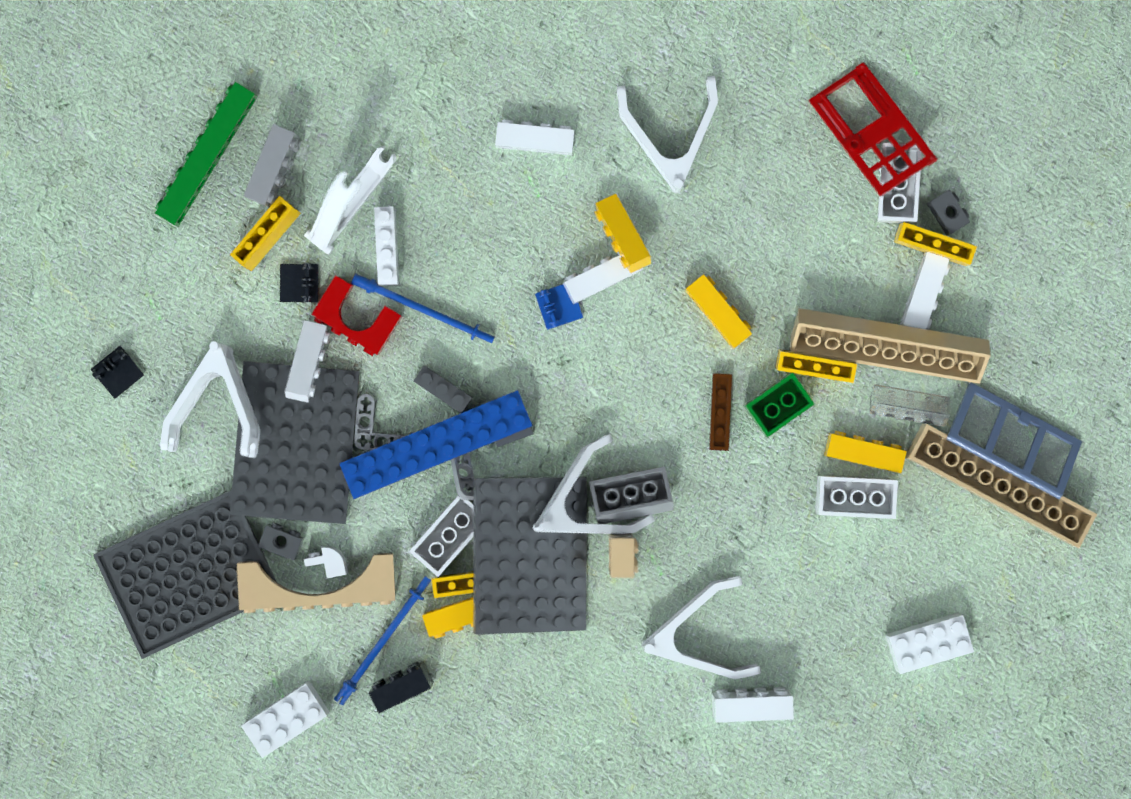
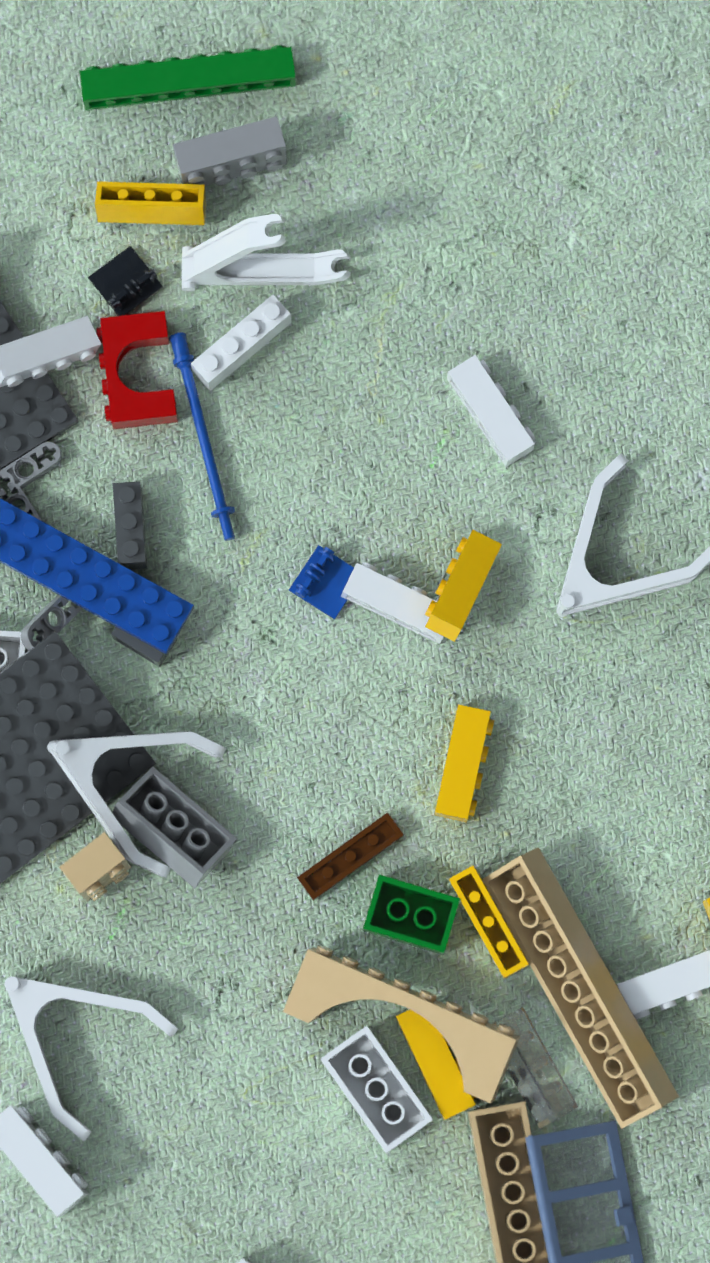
camera: 50 degrees right, 10 degrees down
(878, 425) = (479, 1046): none -> tan arch

